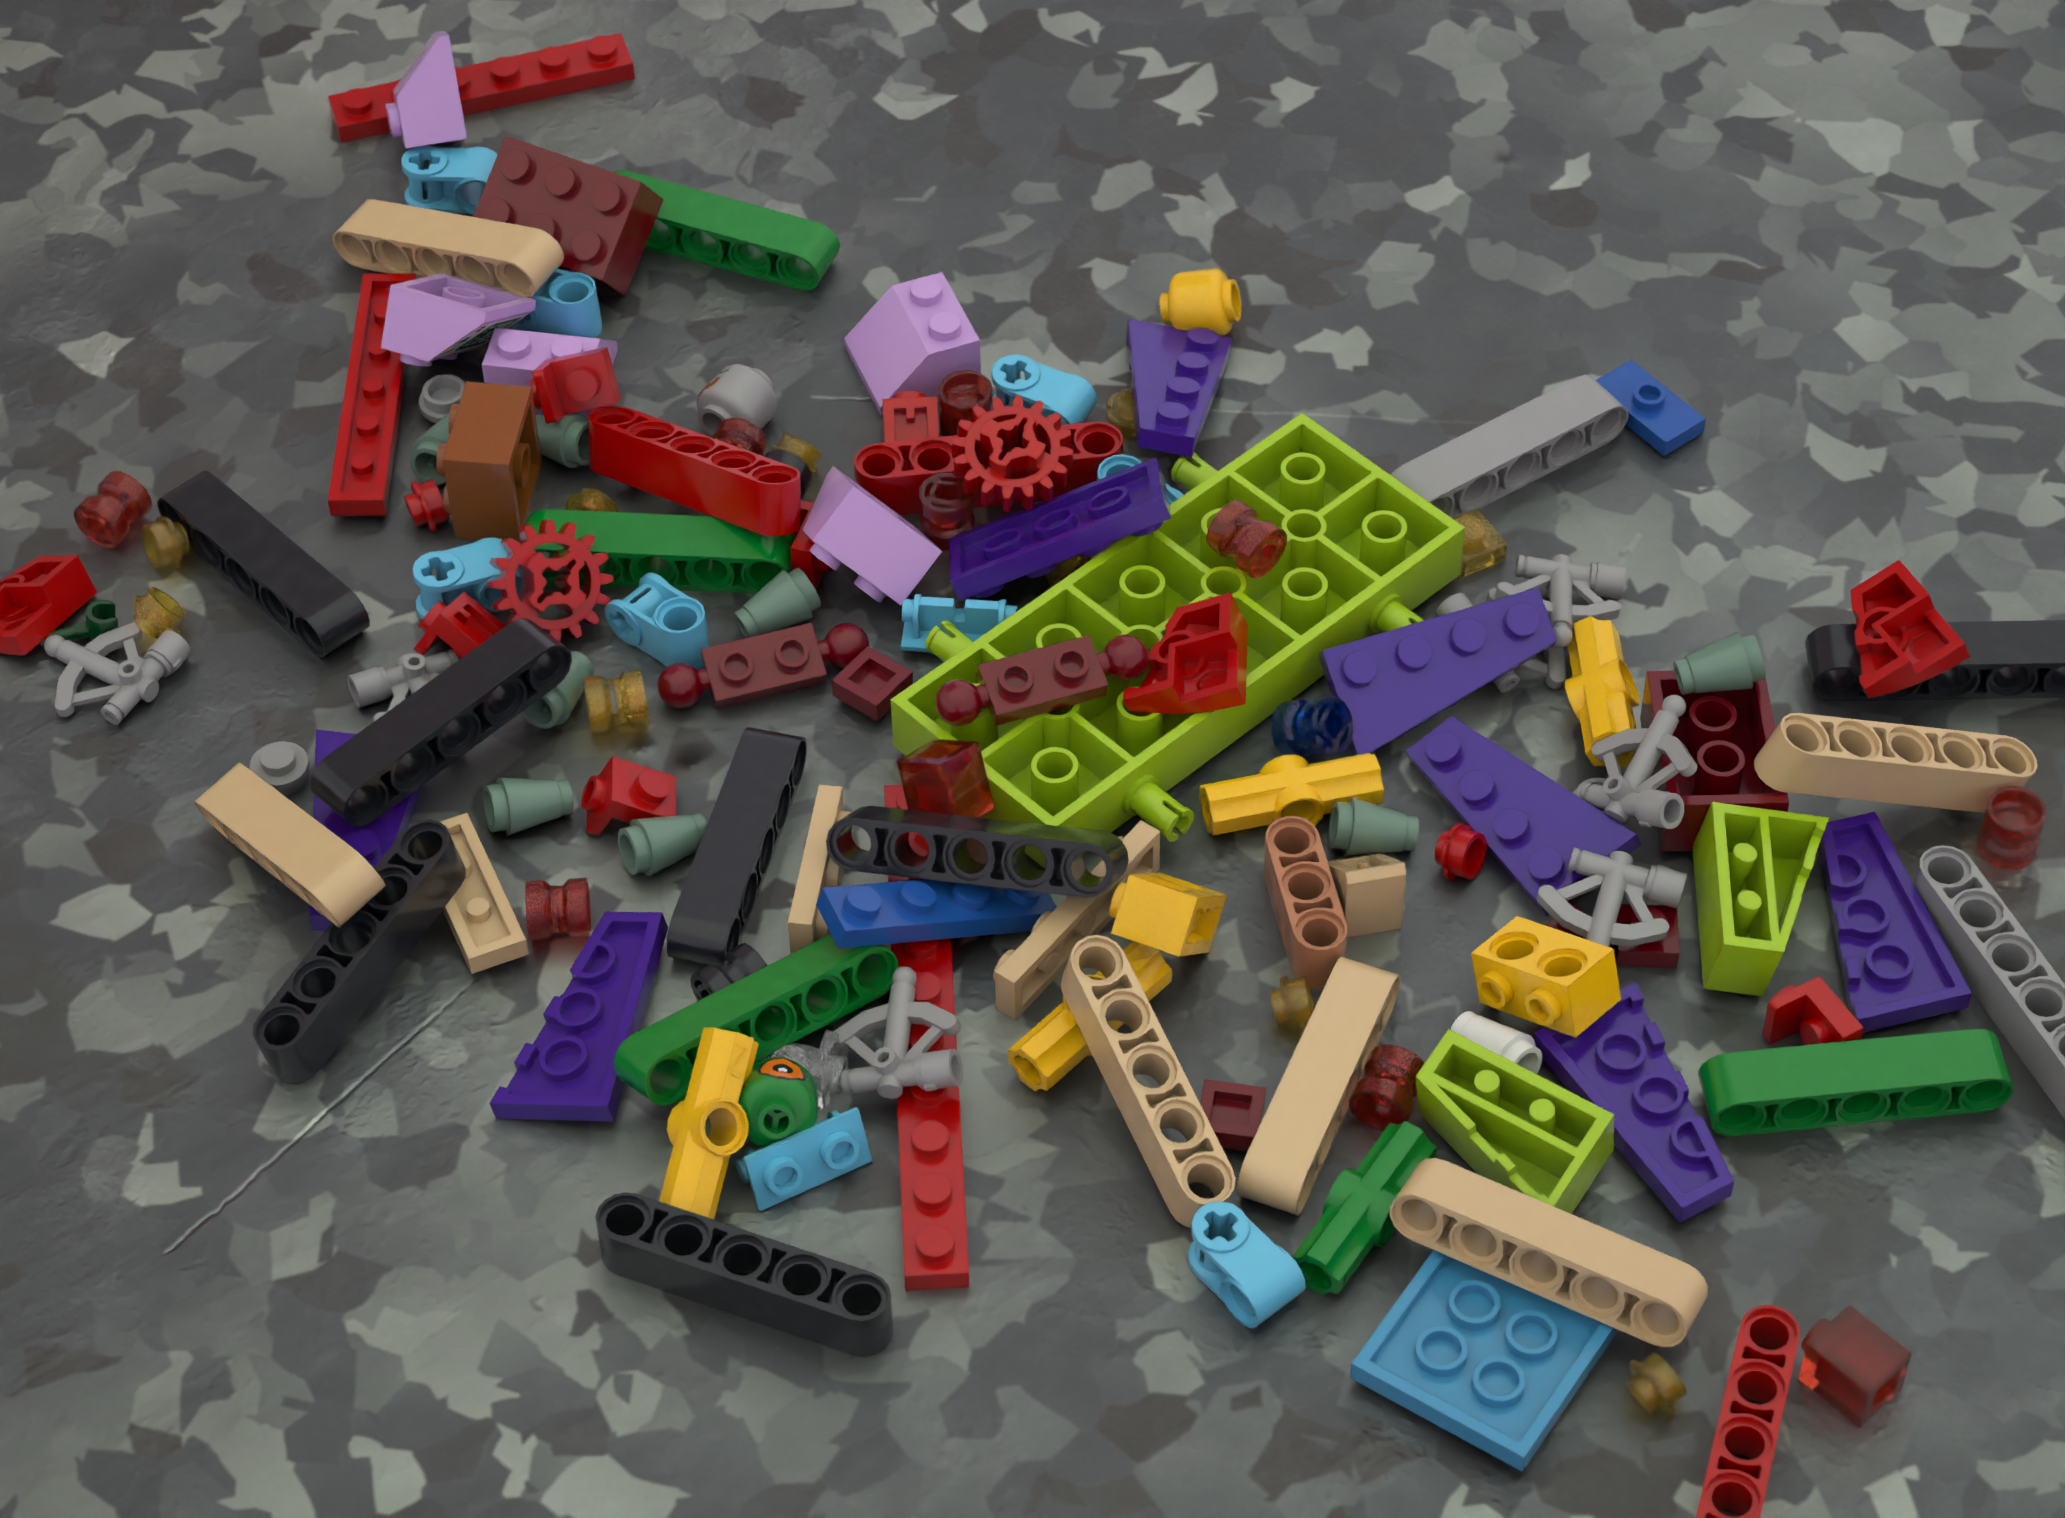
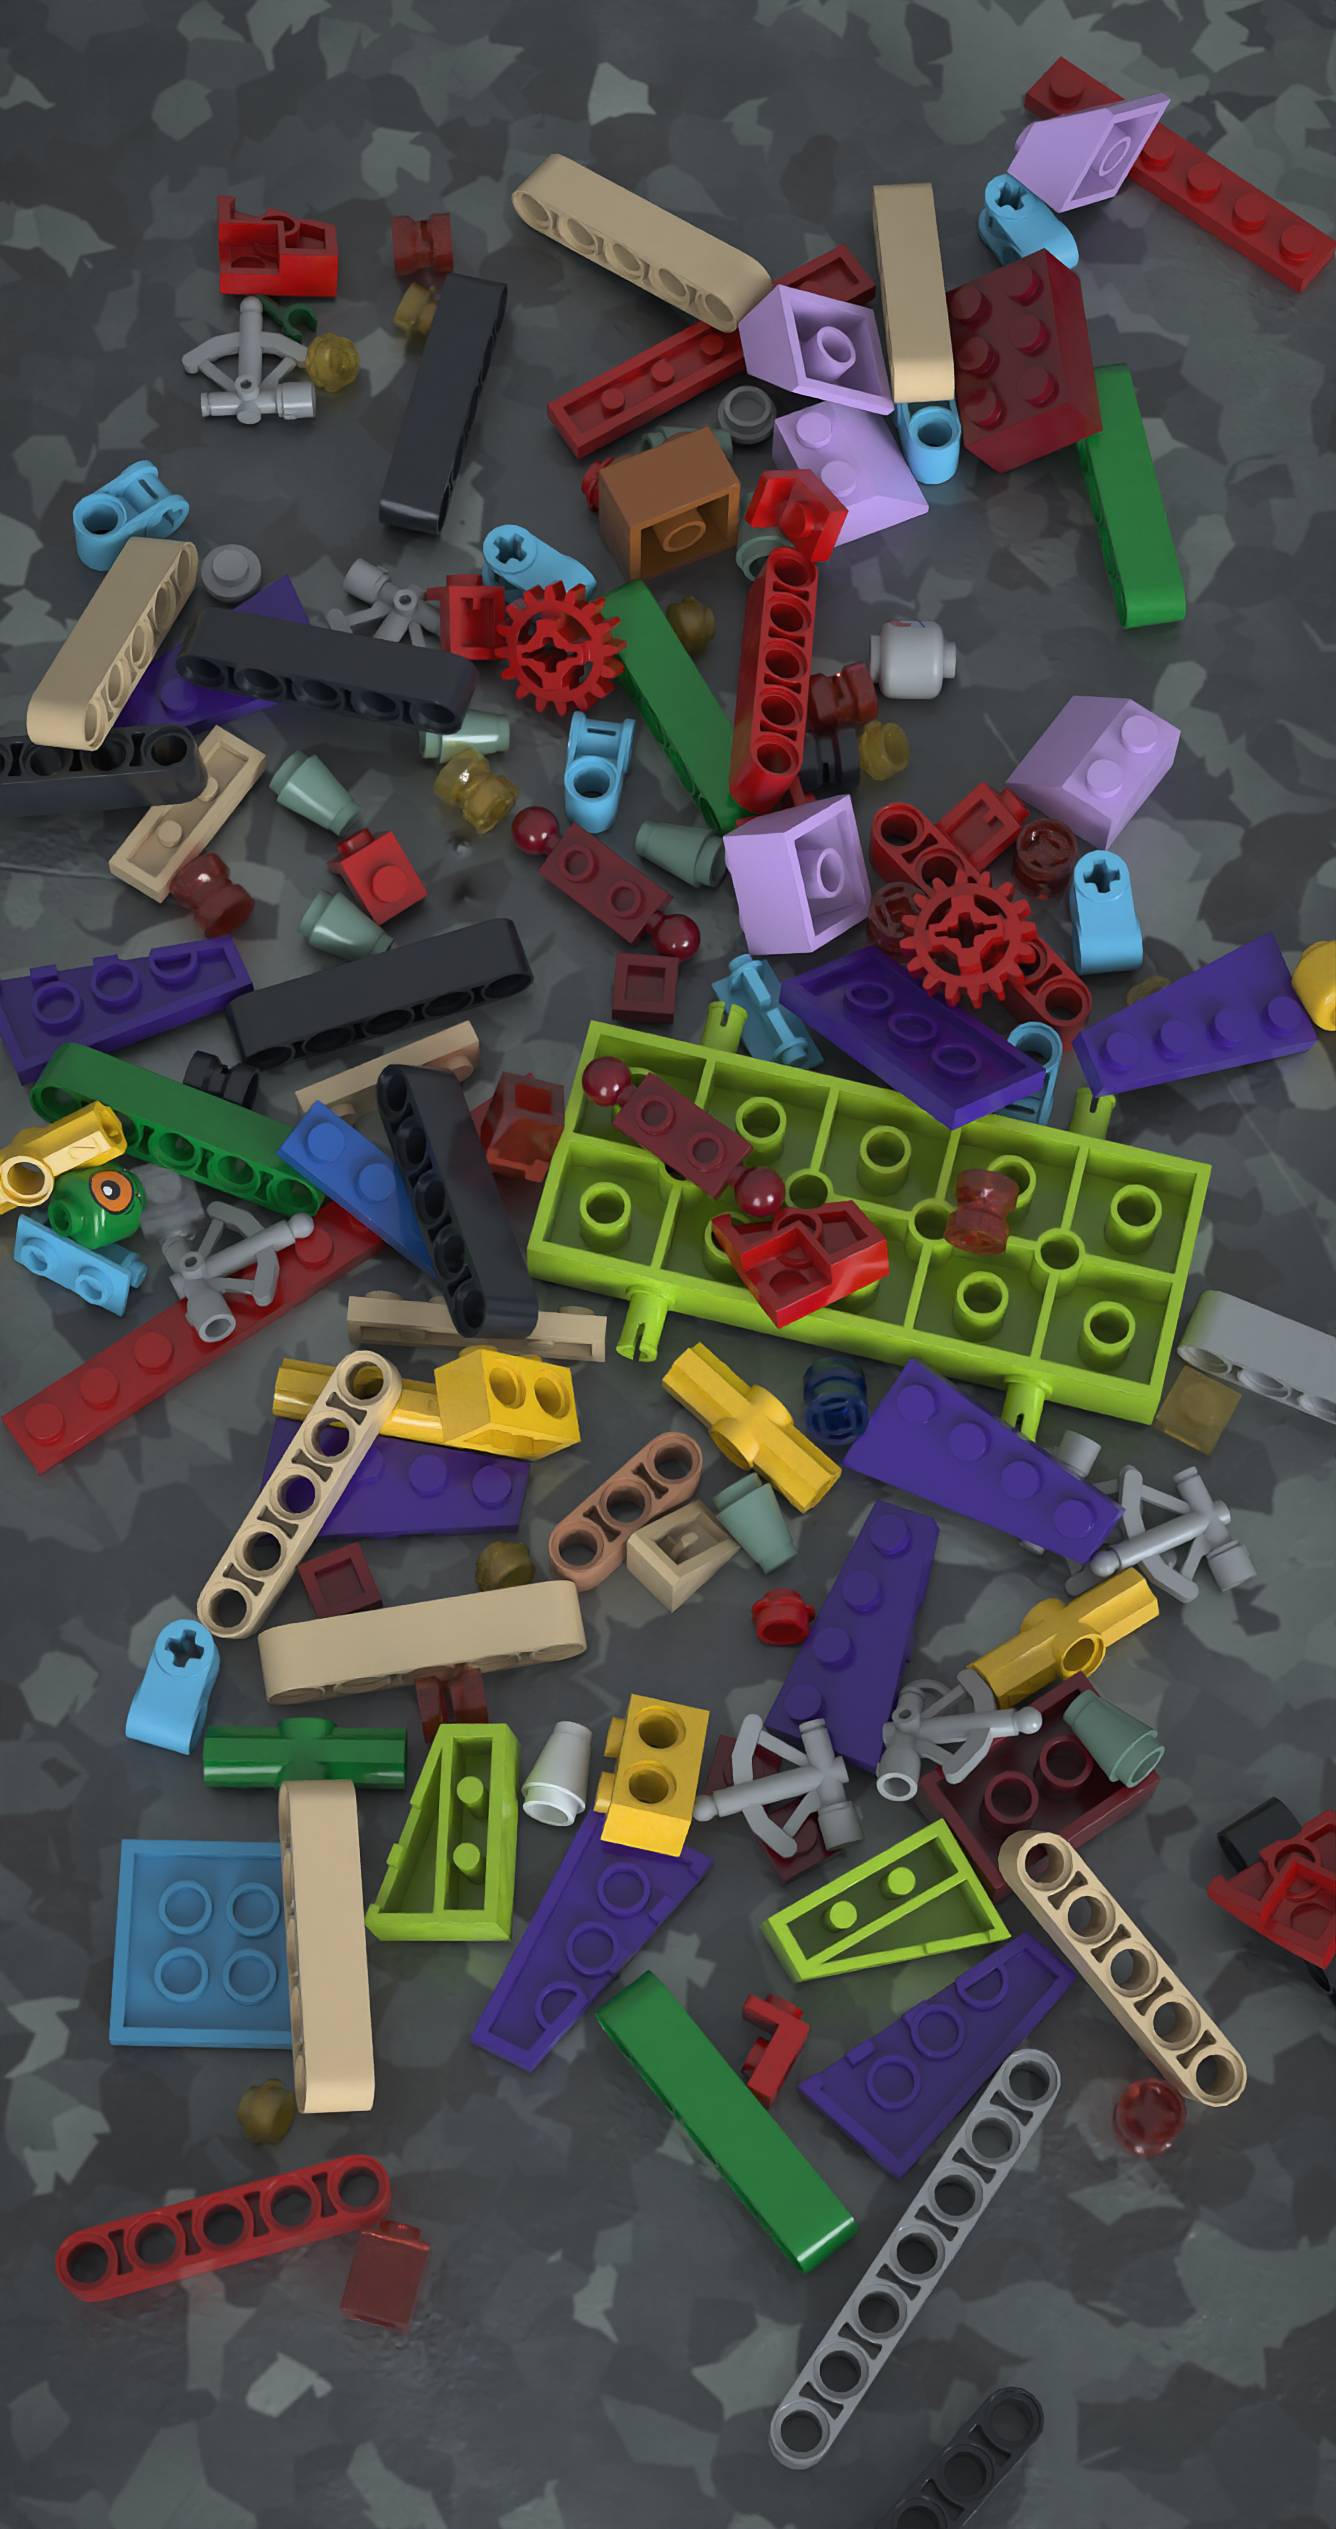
camera: 55 degrees right, 20 degrees up
(167, 808) = (128, 507): none -> medium azure piece
(248, 378) = (641, 242): none -> tan beam
(1198, 1019) = (408, 1489): none -> dark purple wing

